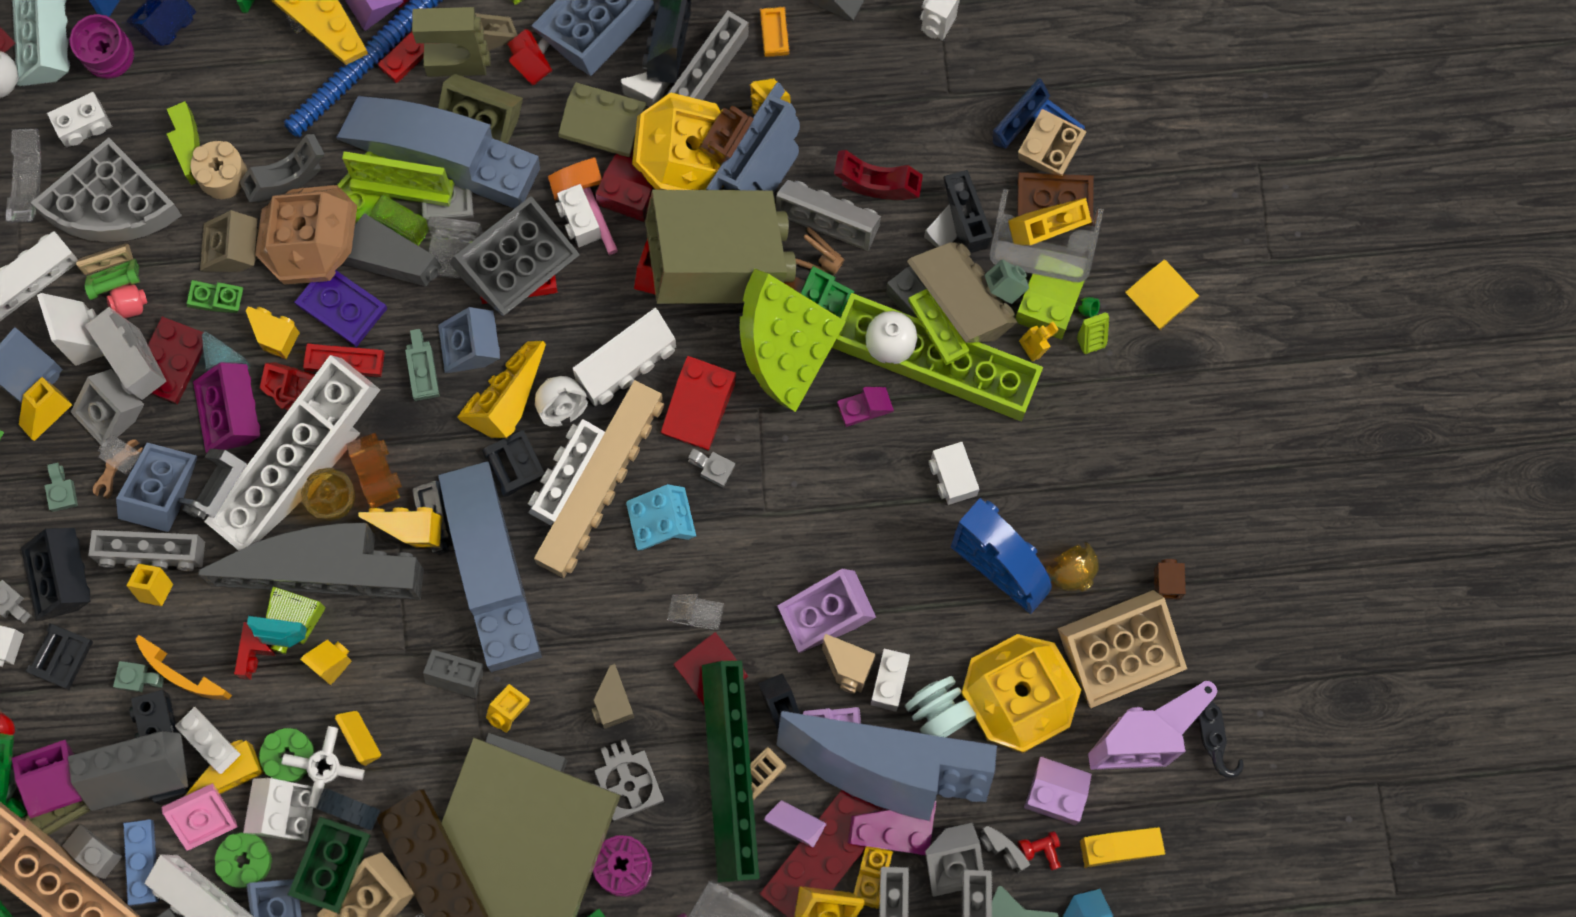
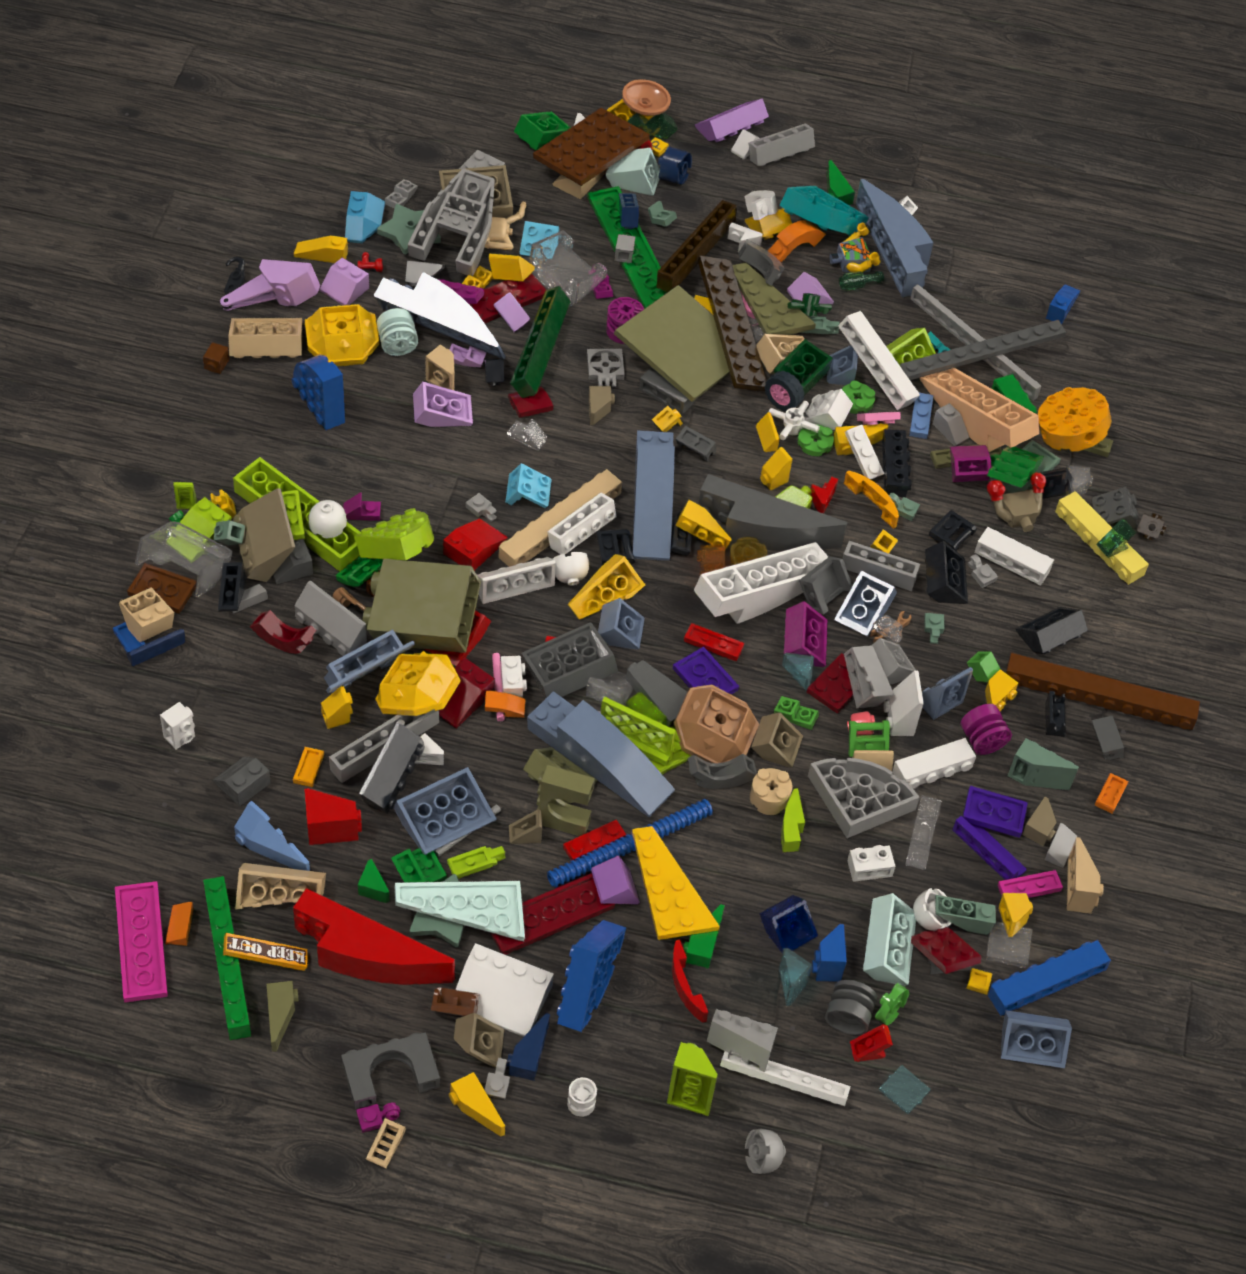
camera: 165 degrees left, 20 degrees down
(41, 408) = (934, 671): yellow slope -> none
(94, 37) = (841, 903): magenta wheel -> none
(129, 770) = (916, 446): dark grey slope -> none
(273, 333) = (760, 673): yellow slope -> none
(277, 631) = (804, 482): teal slope -> none
(284, 383) = (757, 639): red slope -> none
(421, 367) = (660, 621): sand green hinge -> none
(528, 57) = (506, 803): red slope -> none
(601, 119) = (468, 733): olive slope -> none
(725, 134) = (384, 667): reddish brown hinge -> none
(772, 775) = (514, 345): tan slope -> none
(890, 680) = (415, 363): white piece -> none
(954, 473) = (322, 452): white piece -> none
(997, 842) = (392, 268): light grey slope -> none
(1049, 222) = (180, 564): yellow slope -> none
(1075, 568) = (274, 379): clear yellow cylinder -> none
(1162, 294) = (122, 509): yellow slope -> none

